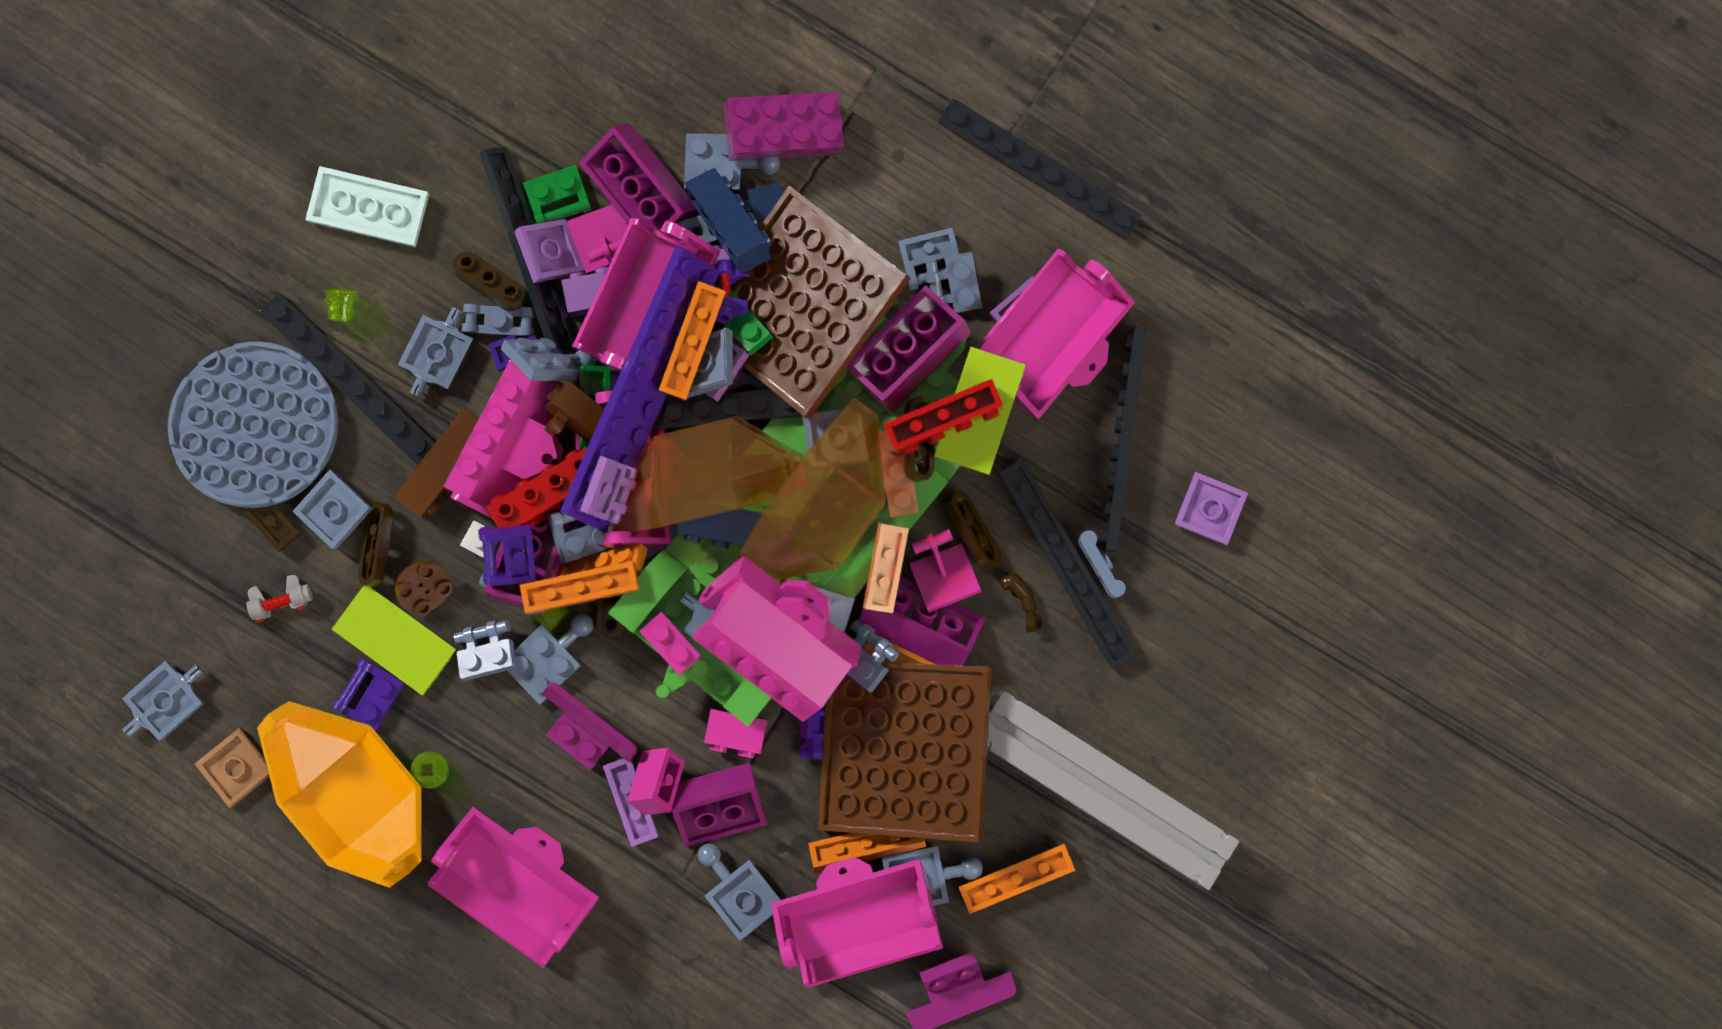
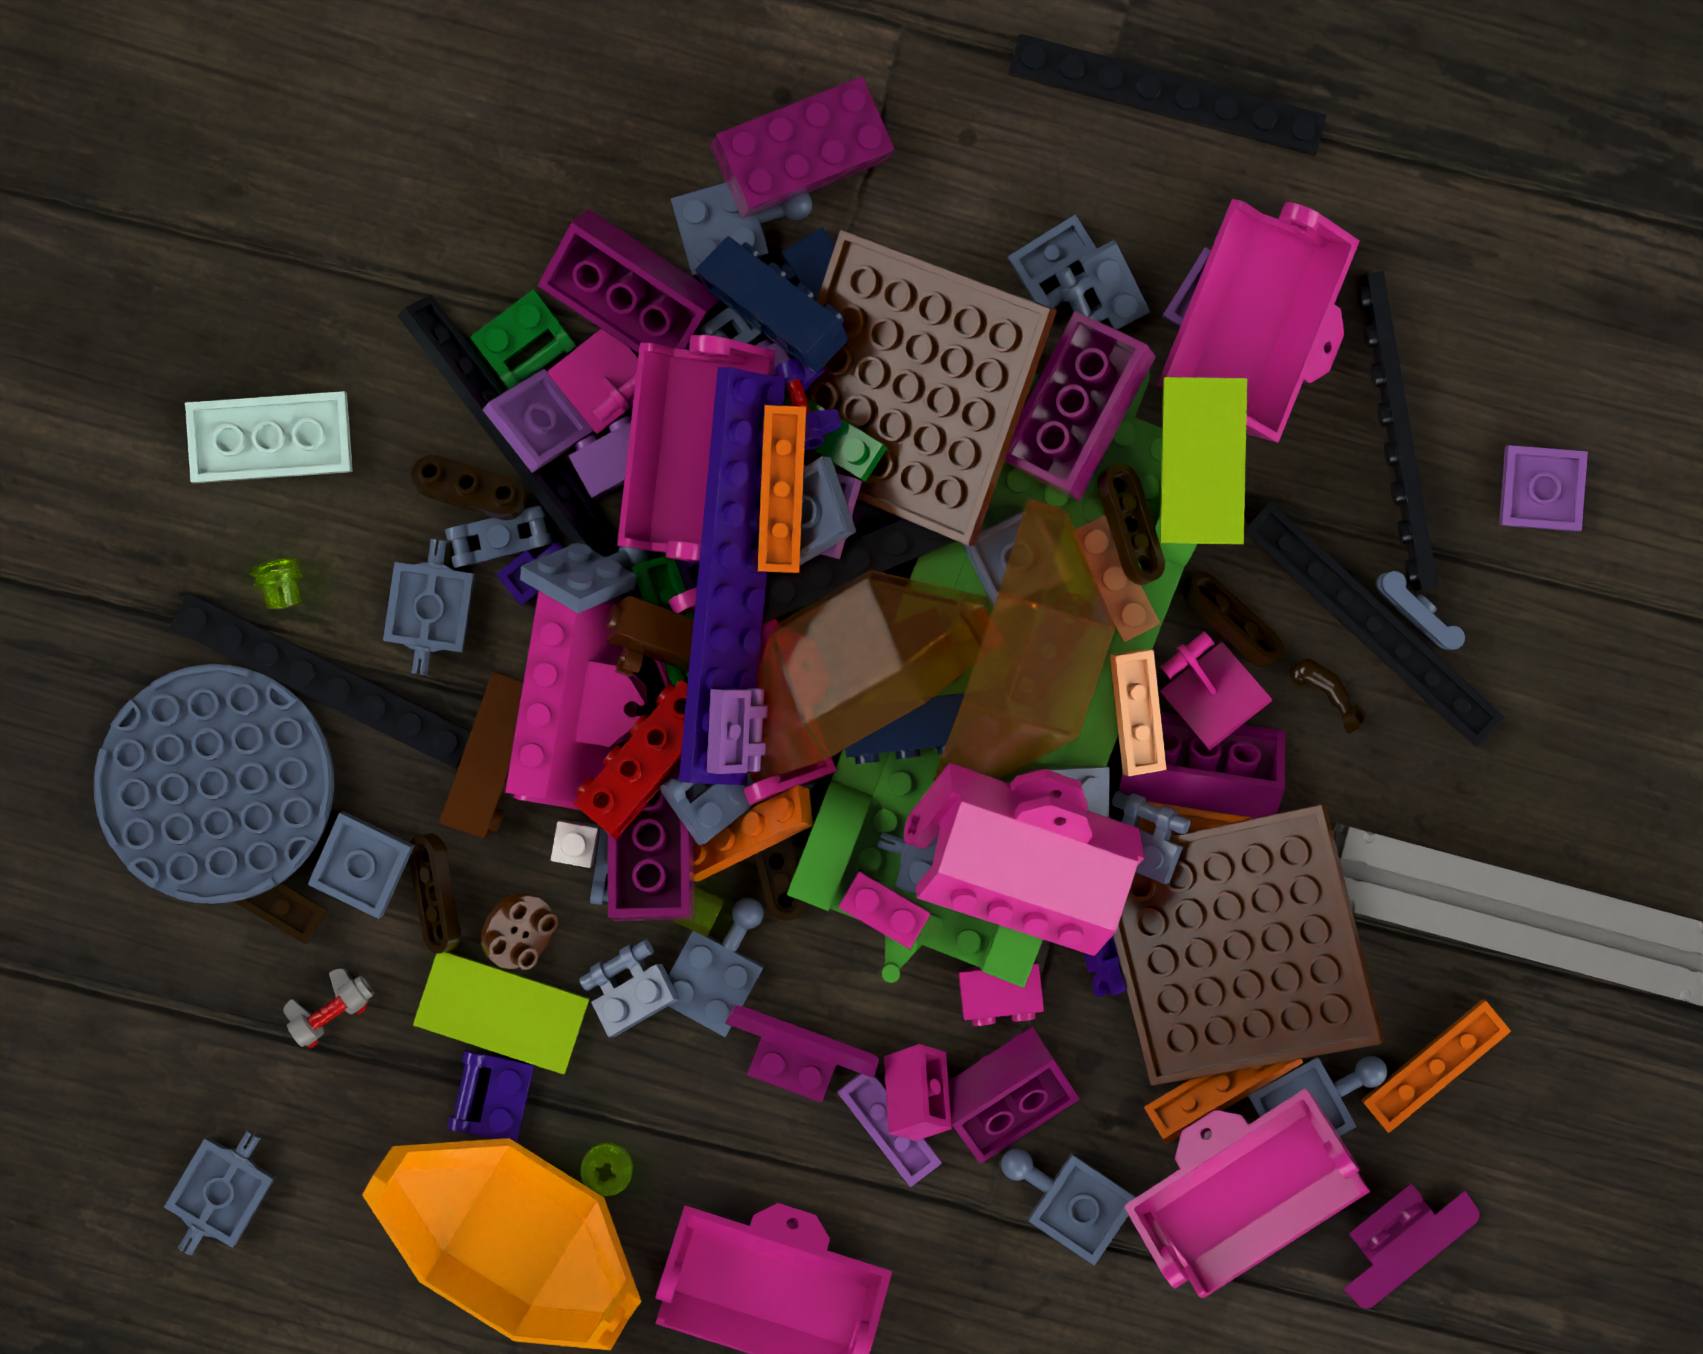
camera: 20 degrees left, 5 degrees up
(234, 767) = (344, 1249): medium nougat tile -> none
(517, 555) = (638, 854): dark purple plate -> none
(579, 587) = (737, 873): orange plate -> none
(943, 416) = (1162, 485): red brick -> none

